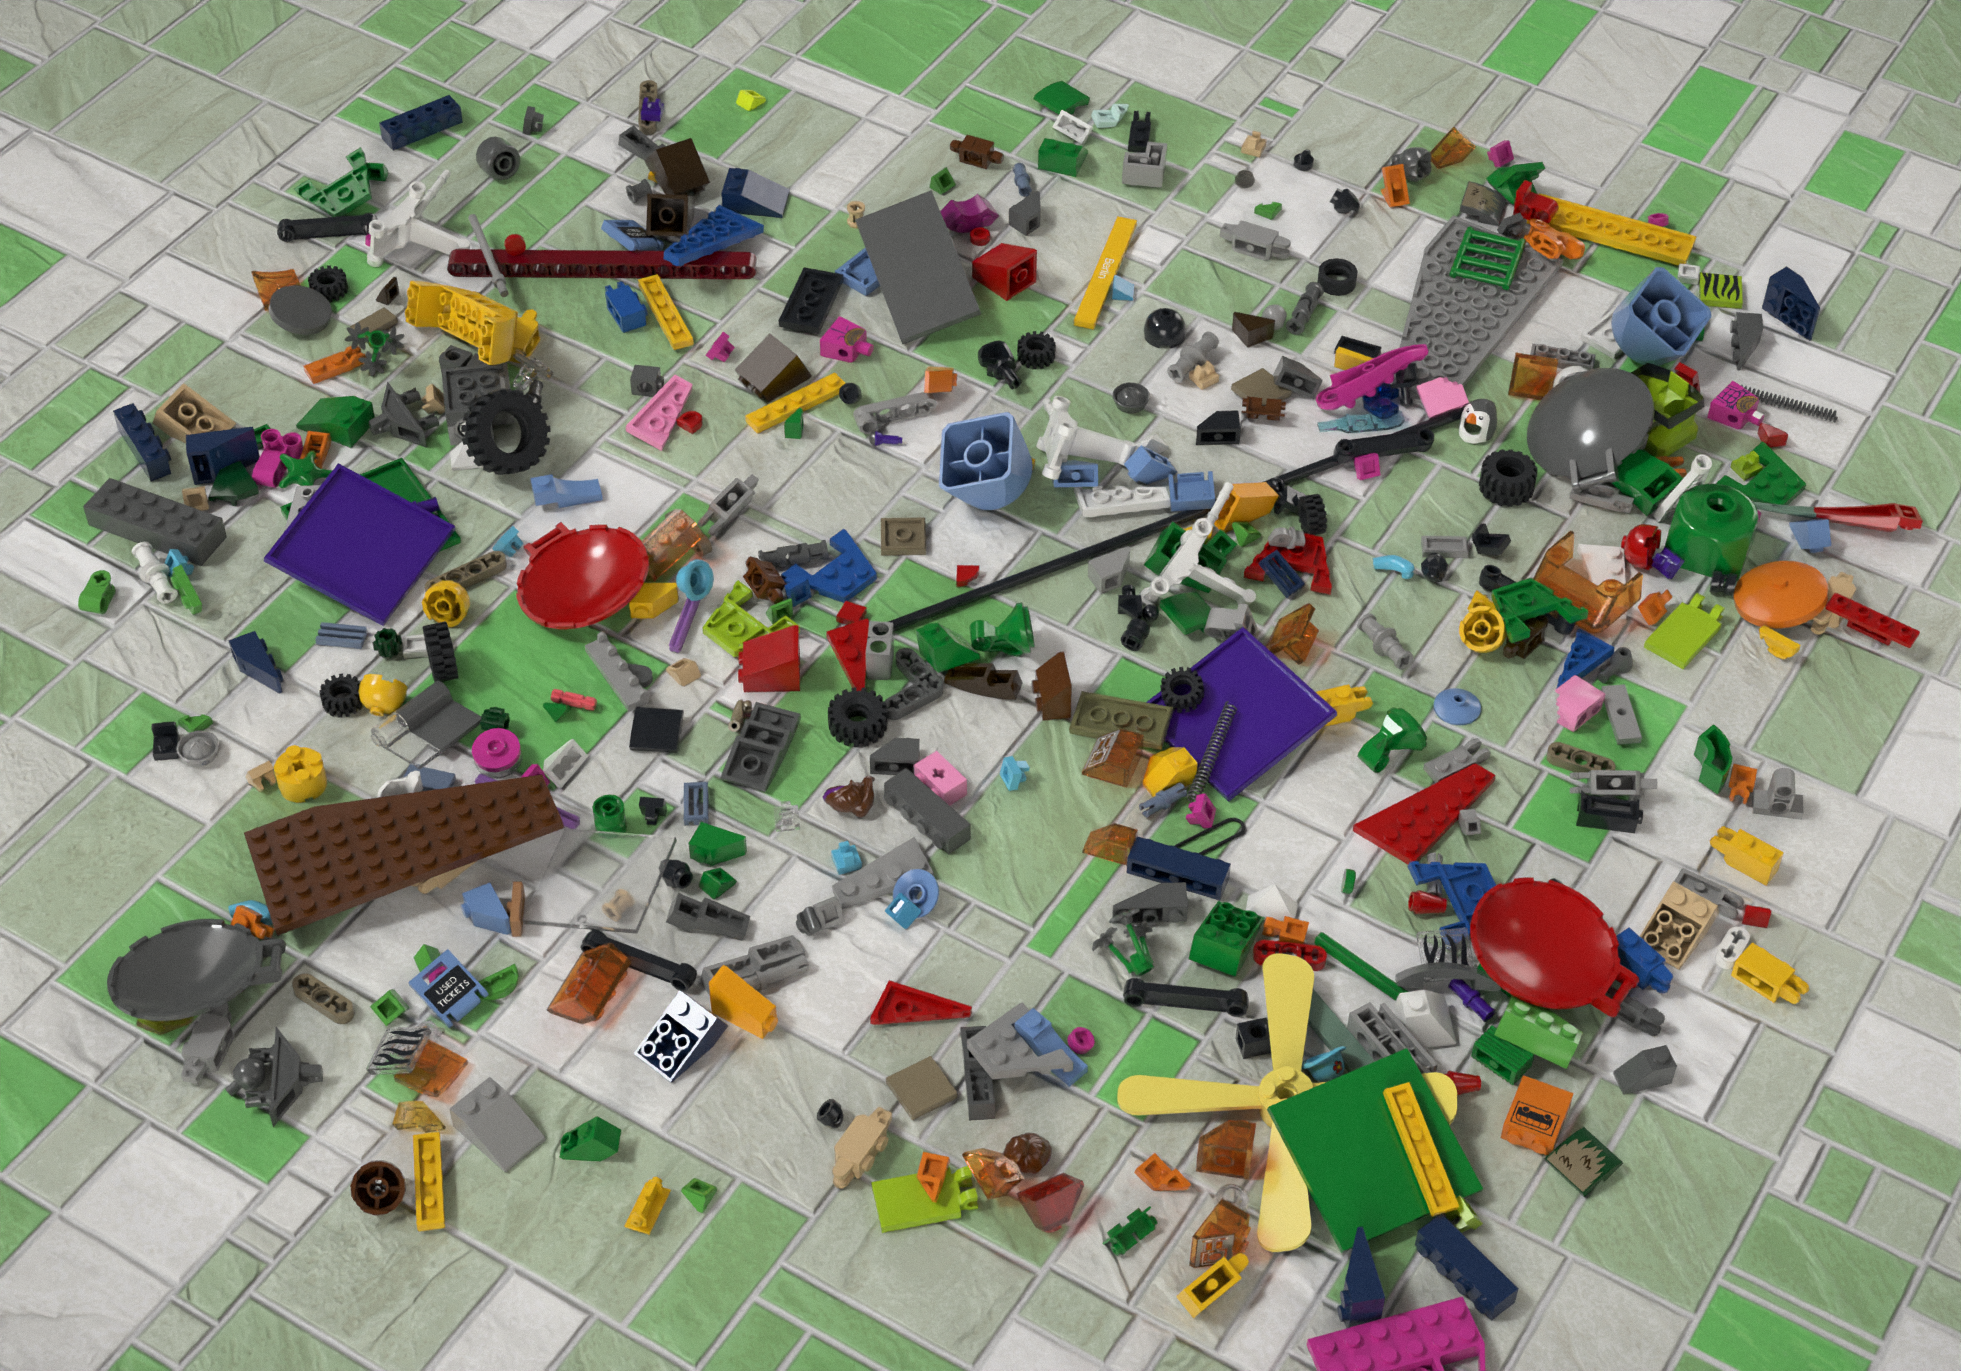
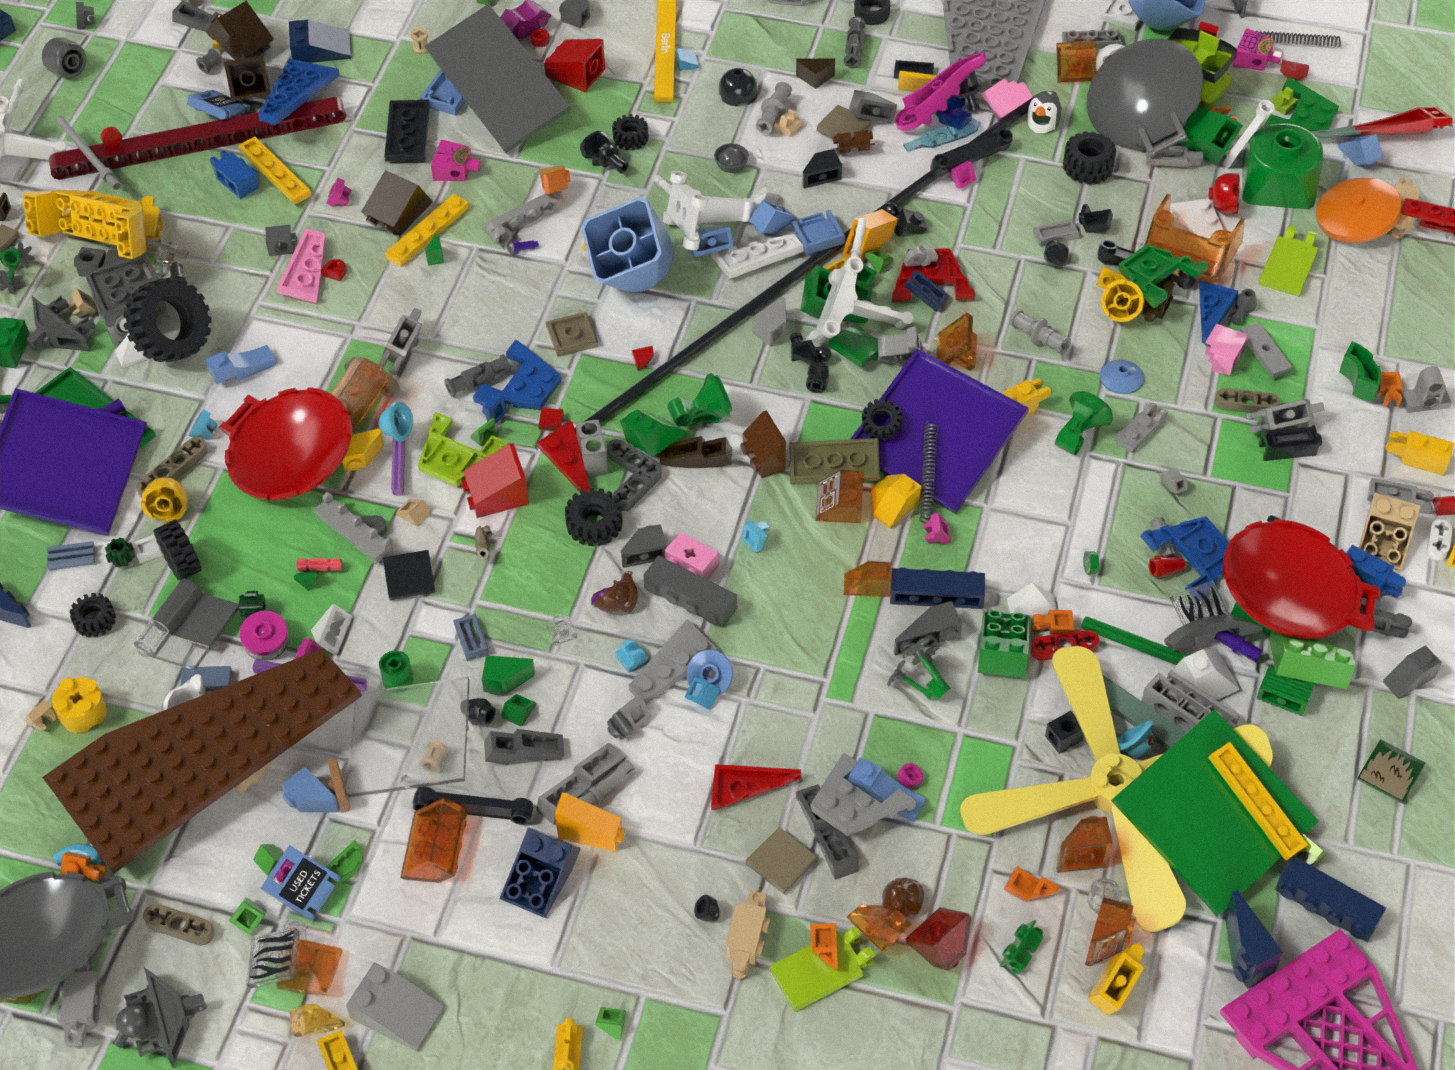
camera: 15 degrees left, 5 degrees up
(381, 695) = (132, 606): yellow cylinder -> none
(591, 1141) = (491, 999): green slope -> none
(652, 809) = (432, 653): black tile -> none
(760, 747) = (513, 567): dark grey slope -> none
(764, 580) = (460, 406): reddish brown piece -> none
(850, 393) = (475, 210): black tile -> none
(1163, 800) = (899, 527): sand blue pin -> none
(1210, 829) = (948, 544): black piece -> none
(1233, 1002) = (1032, 702): black piece -> none
(1277, 313) = (832, 51): light grey piece -> none
(1312, 514) = (934, 229): black tyre -> none
(1396, 563) = (1020, 257): medium azure arm -> none
(1421, 819) = (1130, 488): red wing -> none
(1464, 1082) = (1266, 723): red cone -> none
(1536, 1115) = (1336, 739): orange brick -> none
(1653, 606) = (1255, 245): orange plate -> none
(1667, 562) = (1252, 203): dark purple tile -> none
(1718, 580) = (1305, 210): black wheel -> none
(1778, 644) = (1373, 255): yellow tile -> none

